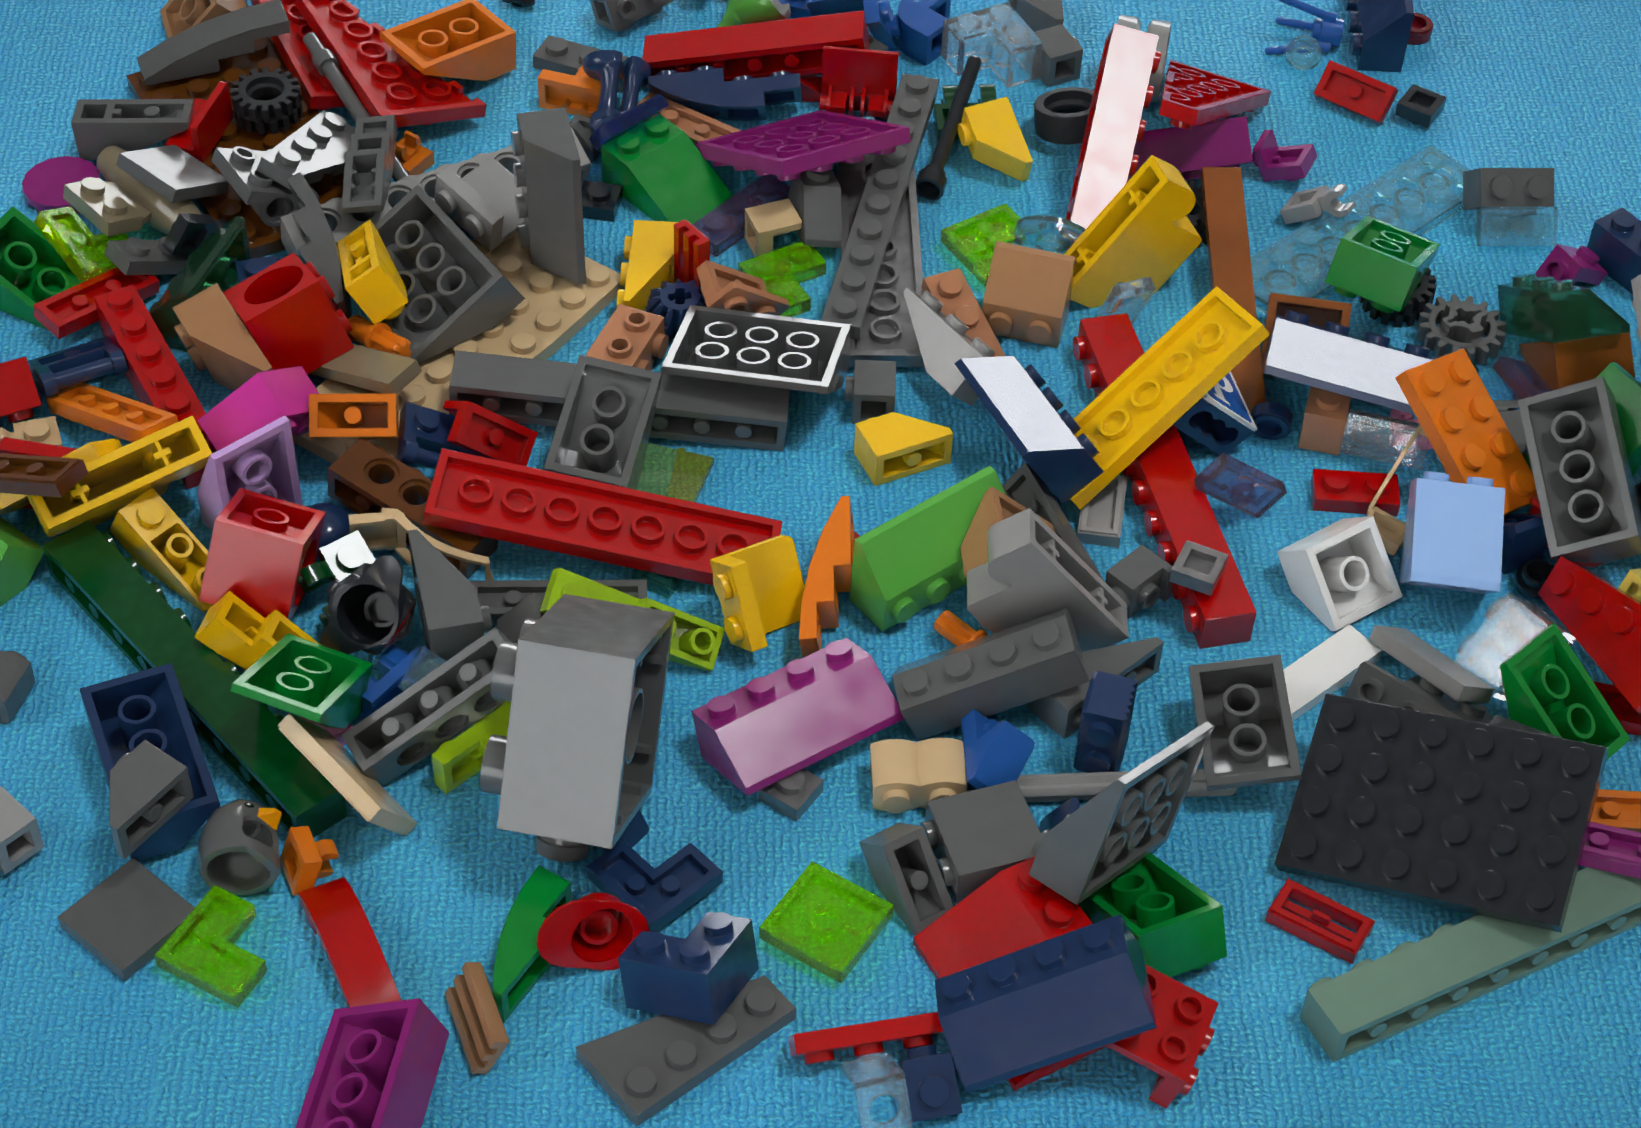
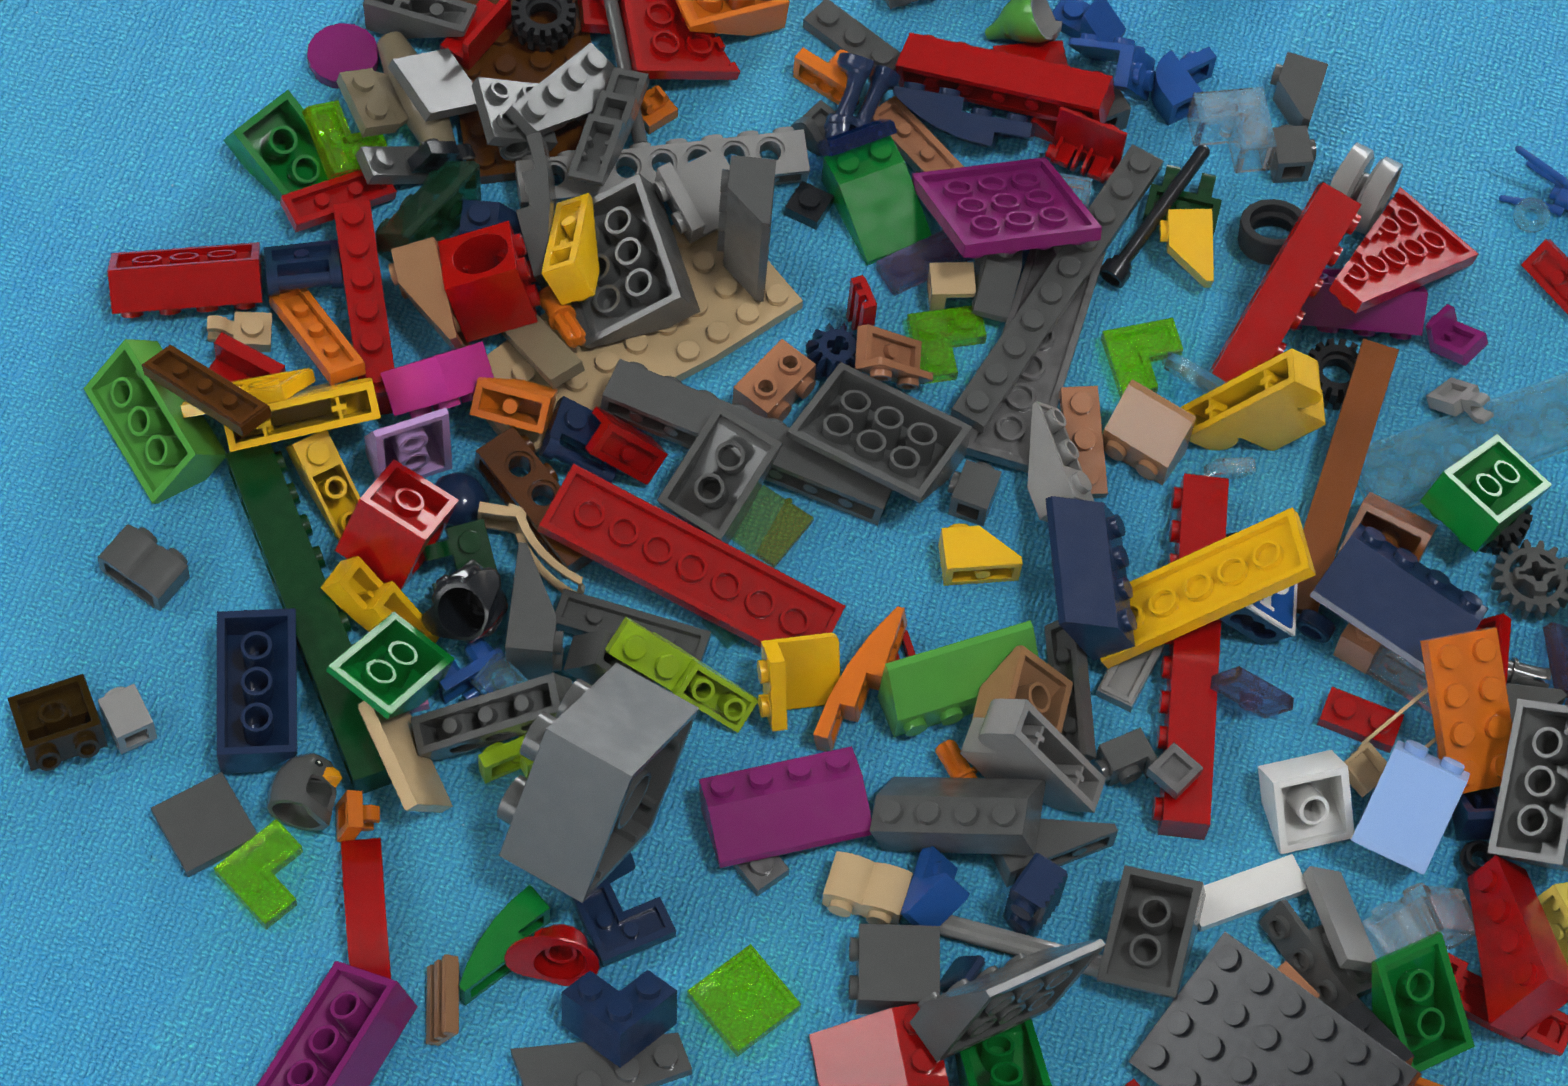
camera: 15 degrees right, 15 degrees up
(144, 795) = (237, 735): dark grey slope -> none
(650, 262) = (825, 298): yellow slope -> none
(907, 874) = (823, 980): dark grey slope -> none

